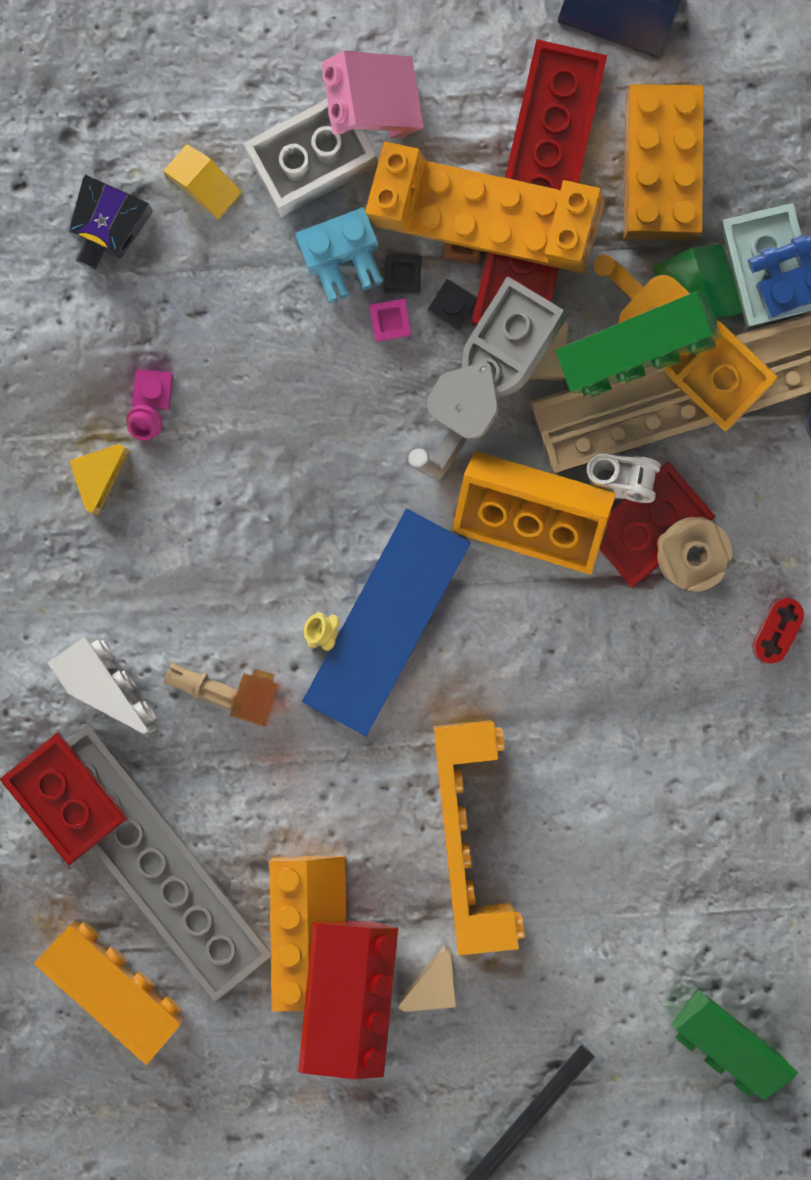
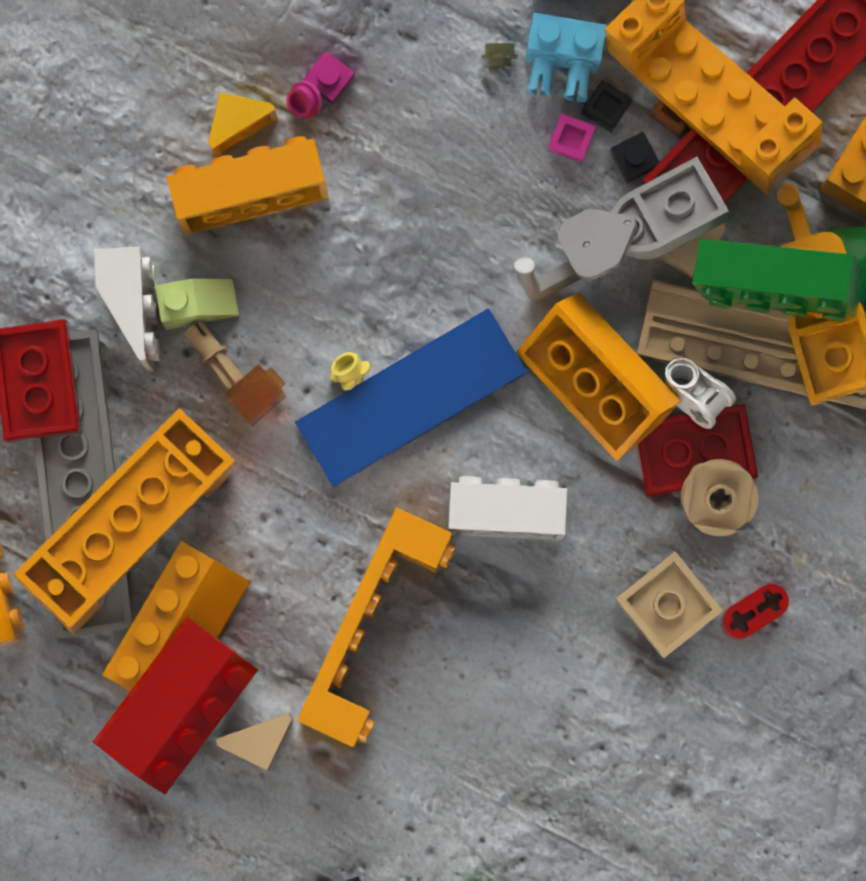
camera: 30 degrees right, 5 degrees down
(141, 527) = (247, 185): none -> light orange brick
(157, 649) = (196, 300): none -> yellowish green slope
(213, 873) = (124, 520): none -> light orange plate
(285, 283) = (499, 54): none -> olive plate
(525, 671) = (507, 509): none -> white brick
(704, 668) = (669, 605): none -> tan plate

